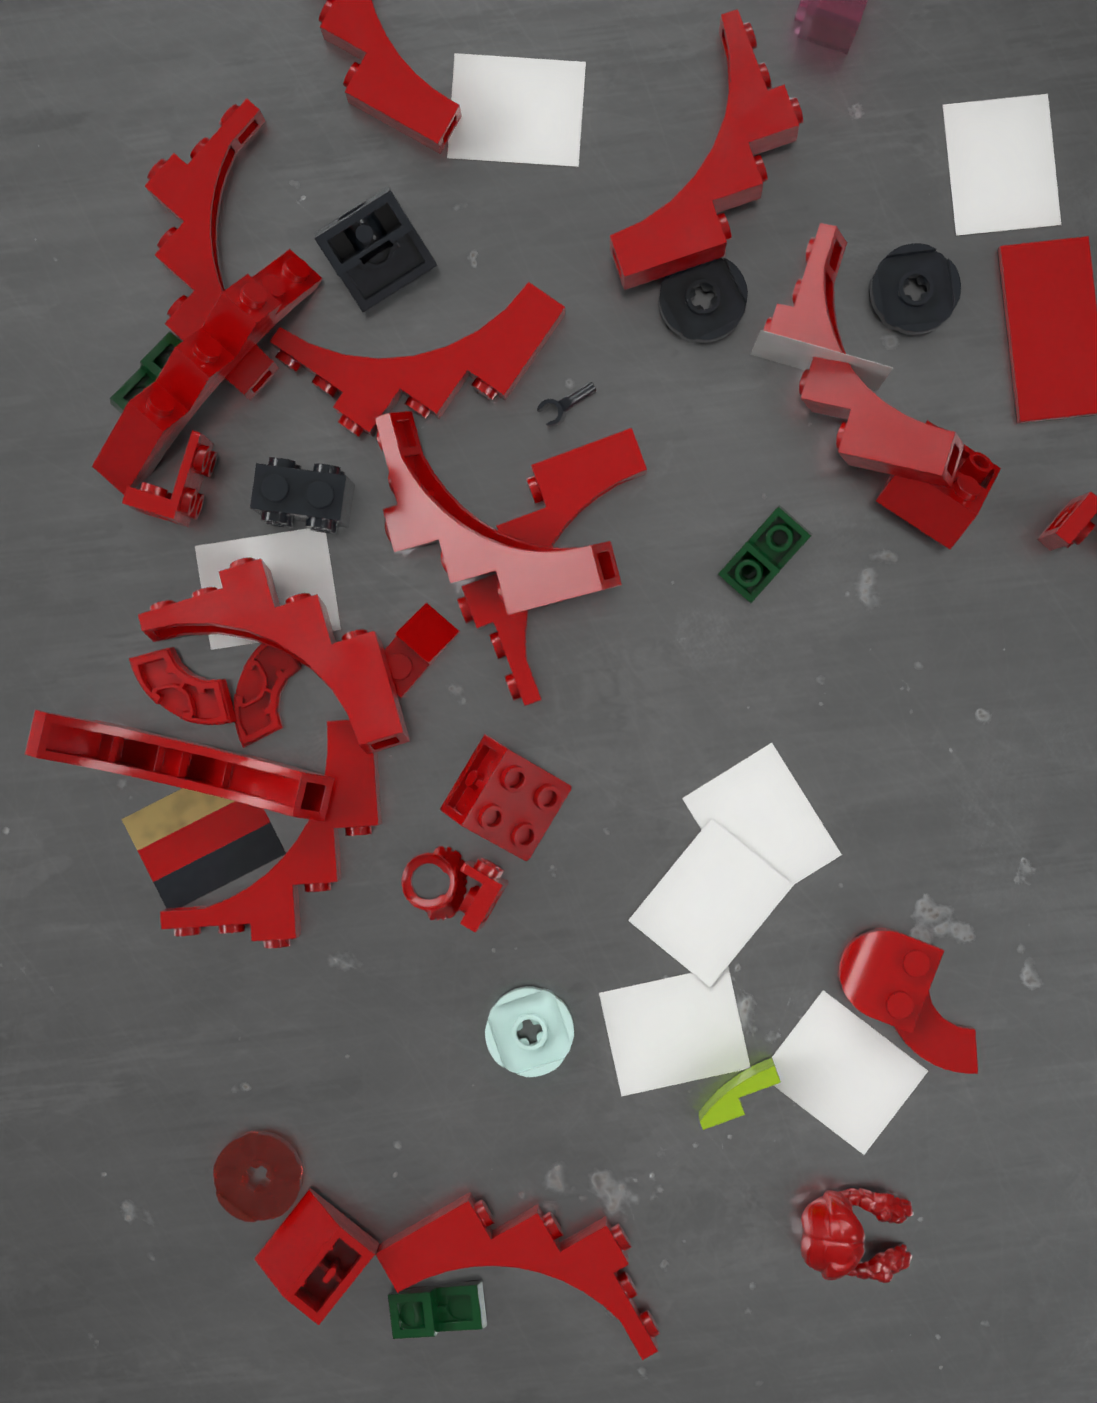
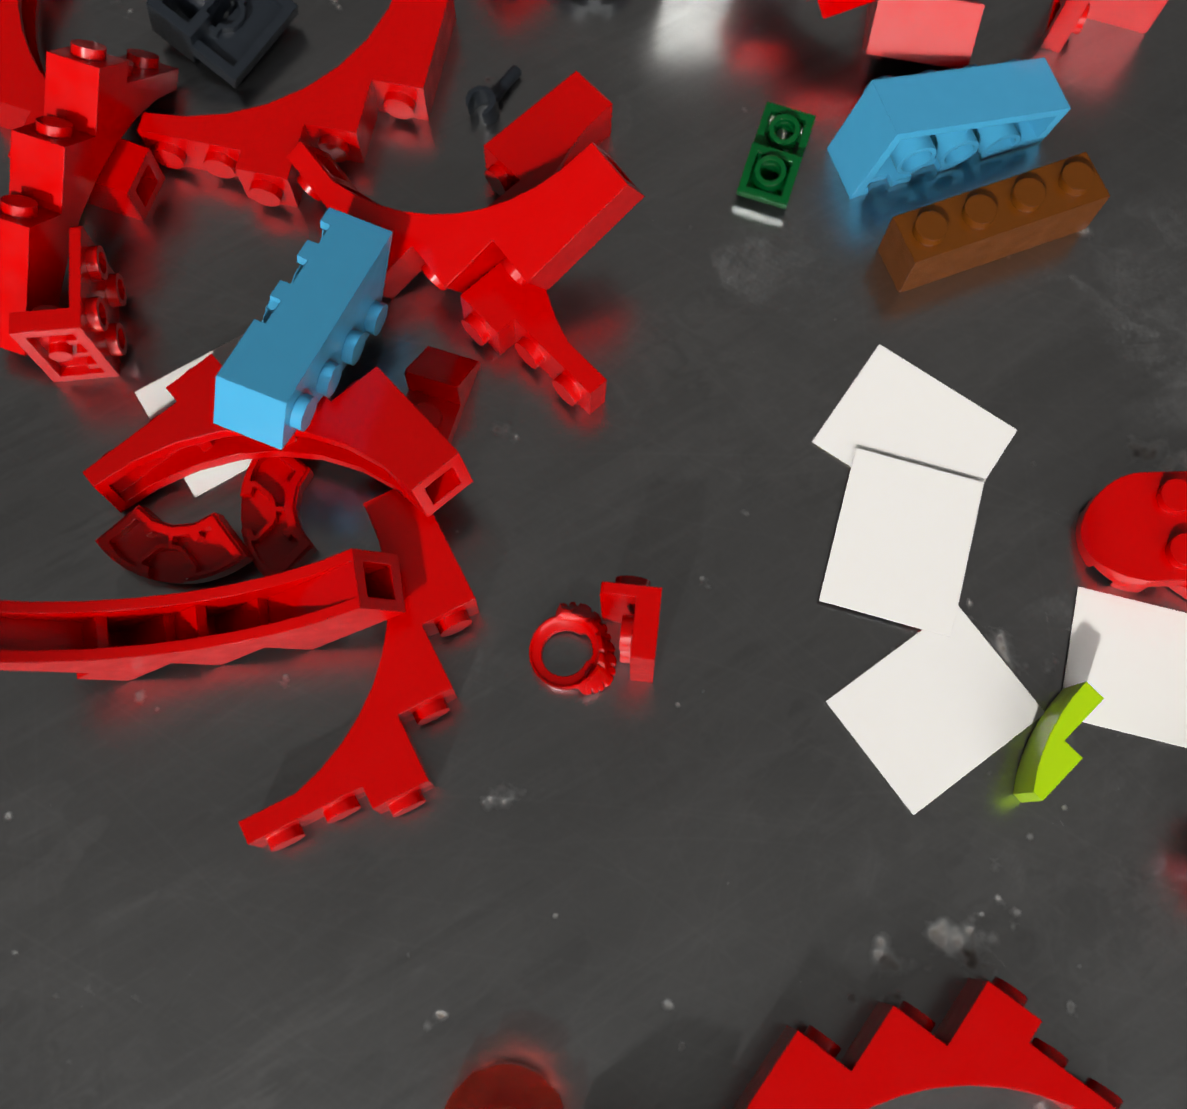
camera: 30 degrees left, 15 degrees down
(200, 843) = (264, 724): sticker -> none
(290, 494) = (228, 265): black brick -> none
(334, 591) = (306, 333): none -> dark azure wedge
(505, 798) = (613, 514): red bracket -> none
(517, 1053) = (802, 779): light aqua plate -> none
(902, 688) = (992, 222): none -> reddish brown brick
(912, 587) = (944, 120): none -> dark azure wedge

